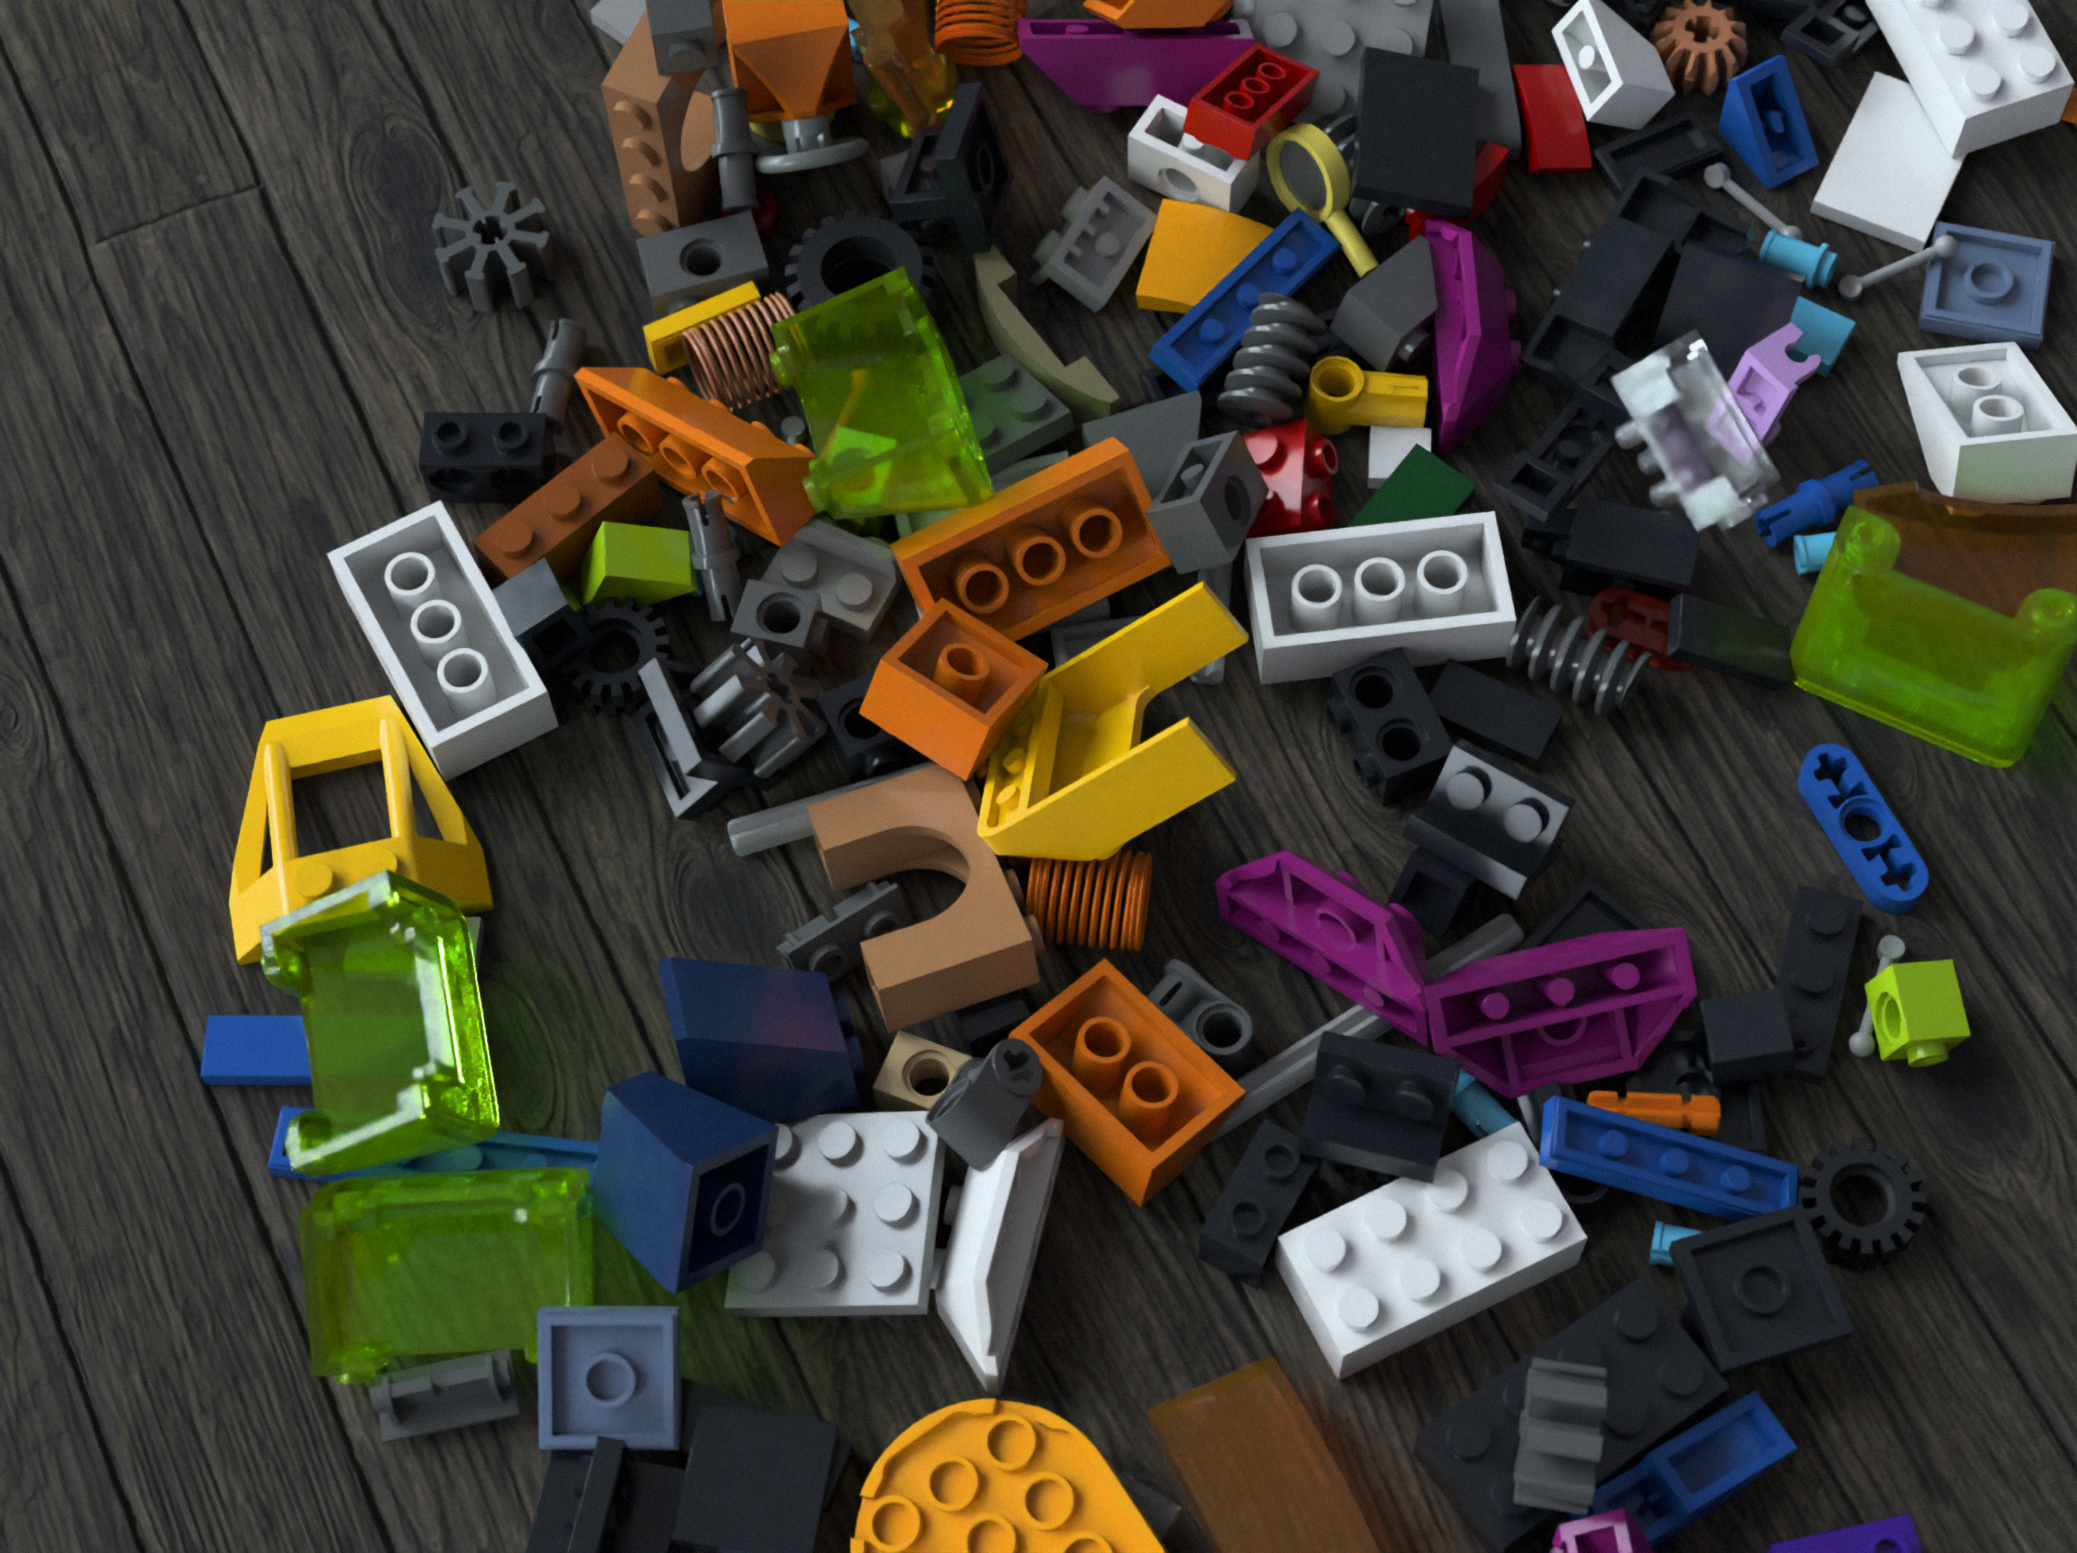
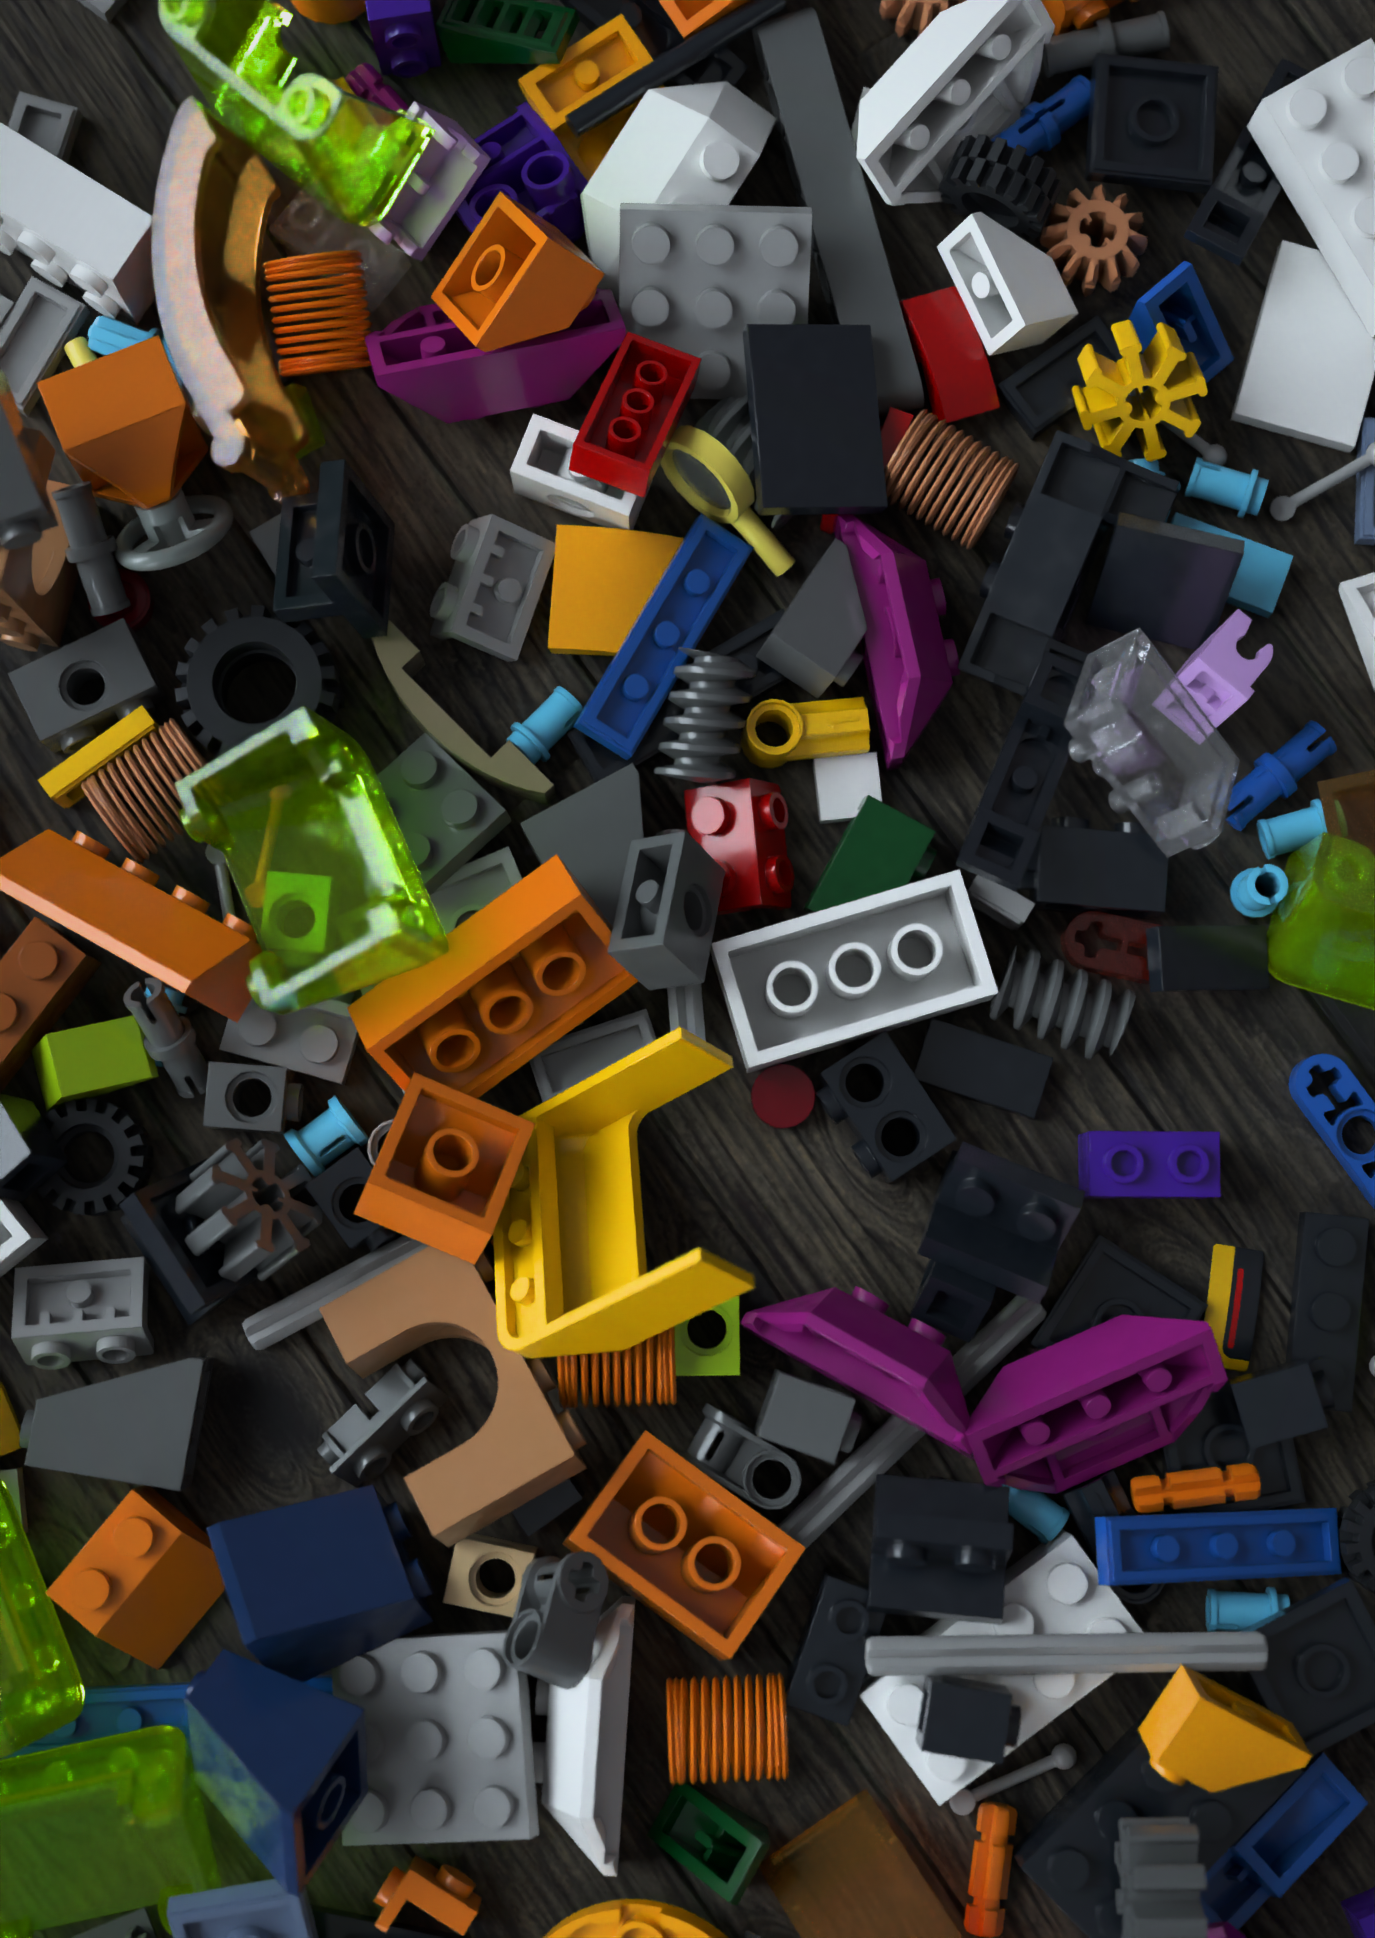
camera: 15 degrees left, 20 degrees up
(576, 792) = (82, 1312): none -> light grey bracket
(581, 1029) = (142, 1578): none -> orange slope
(595, 891) = (124, 1428): none -> dark grey slope
(815, 1378) = (441, 1893): none -> orange bracket
(858, 656) = (326, 1137): none -> medium azure bush
(1103, 1374) = (711, 1839): none -> dark green slope
(1124, 360) = (546, 725): none -> medium azure pin
(1159, 1231) = (721, 1736): none -> orange piece
(1177, 923) = (712, 1361): none -> lime brick
(1269, 971) = (808, 1417): none -> dark grey brick
(1292, 709) = (782, 1096): none -> dark red tile
(1370, 1391) = (964, 1801): none -> light grey hinge
(1383, 1252) = (967, 1719): none -> black brick
(1388, 1457) = (990, 1869): none -> orange axle
(1497, 1216) = (1065, 1653): none -> light grey axle
(1510, 190) = (908, 457): none -> nougat piece
(1531, 565) = (999, 902): none -> light grey tile
(1638, 1304) = (1217, 1736): none -> light orange slope
(1645, 813) = (1149, 1164): none -> dark purple brick
(1716, 960) = (1234, 1302): none -> sticker
(1741, 152) = (1162, 367): none -> yellow gear
(1786, 594) = (1248, 900): none -> medium azure pin

